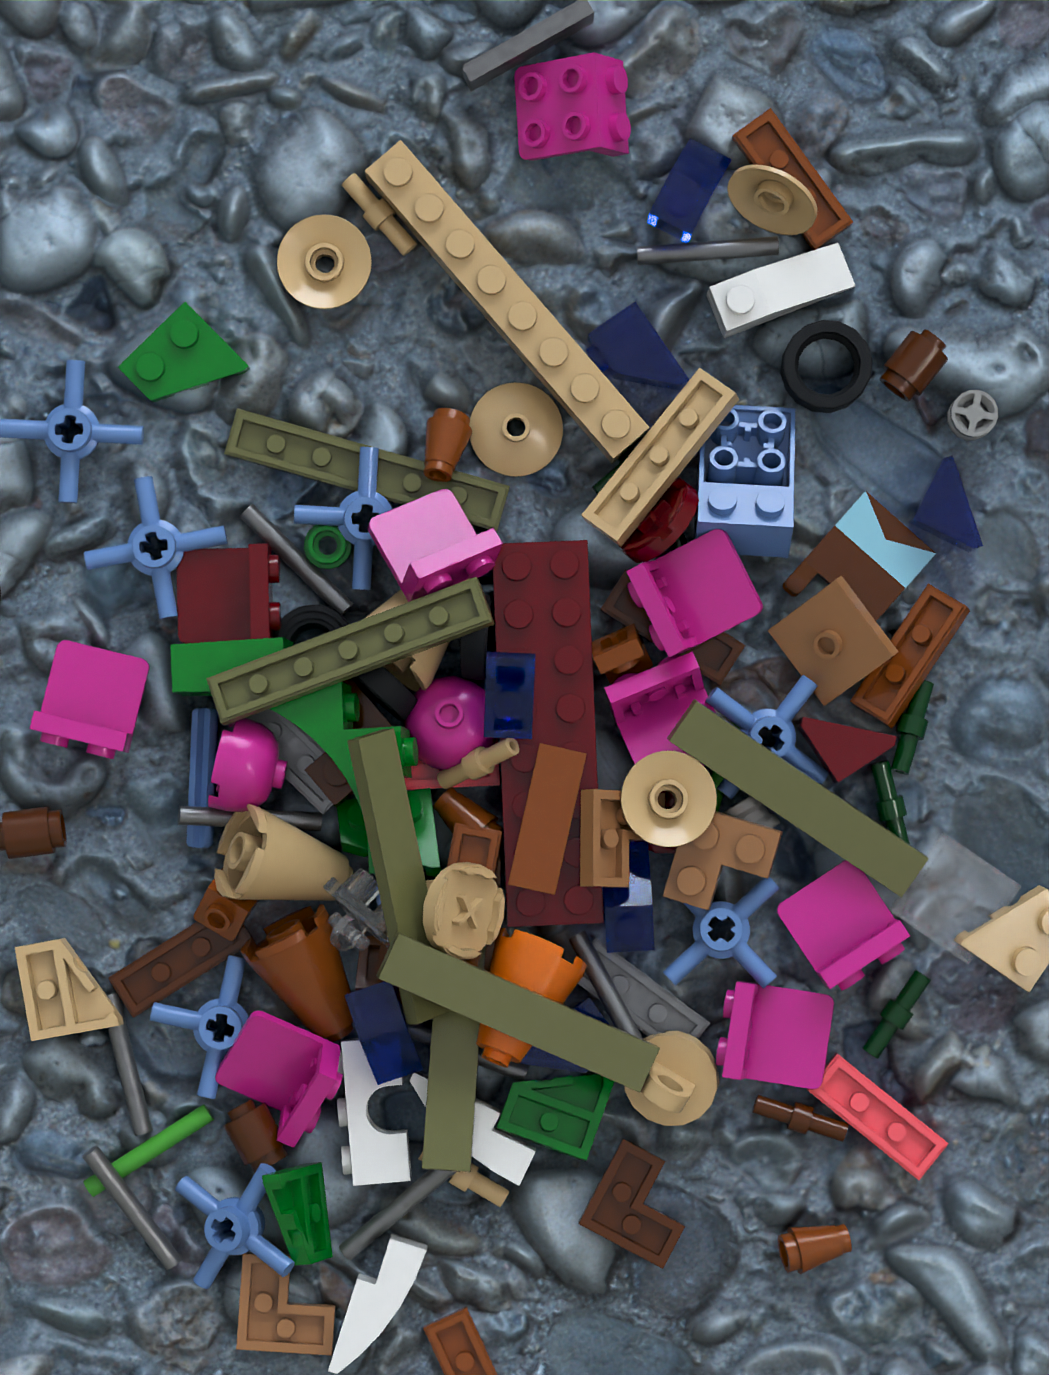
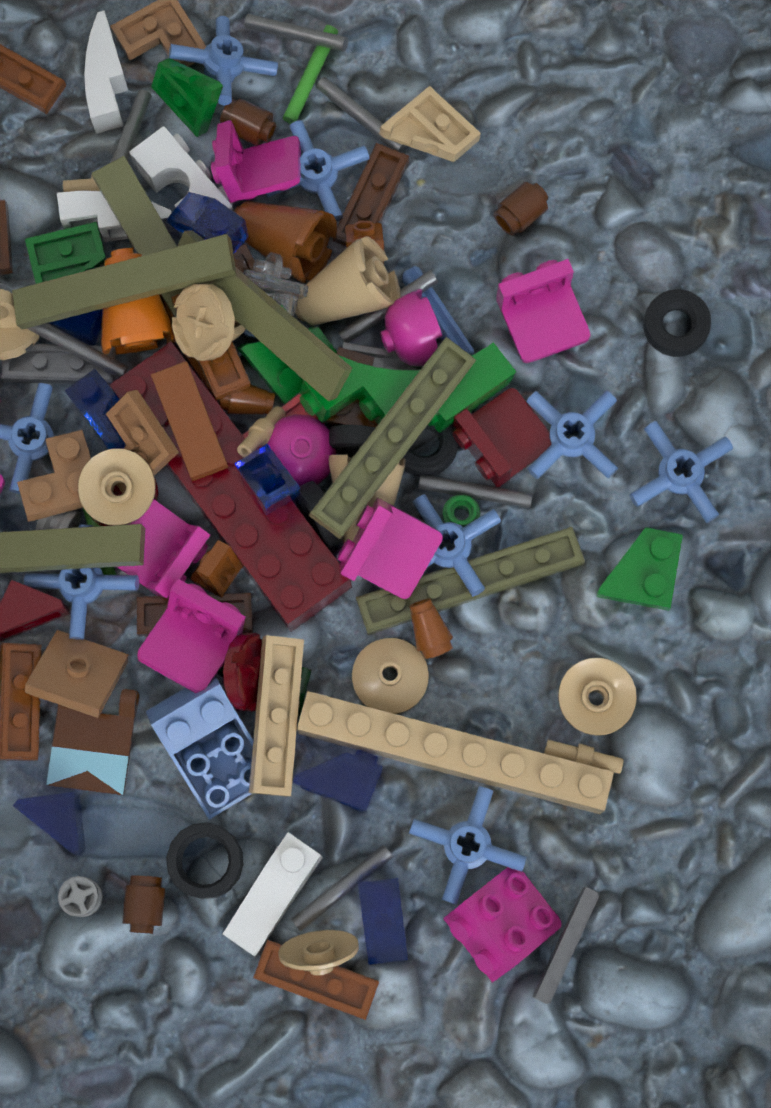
camera: 150 degrees right, 10 degrees down
(560, 187) = (472, 827): none -> medium blue bar

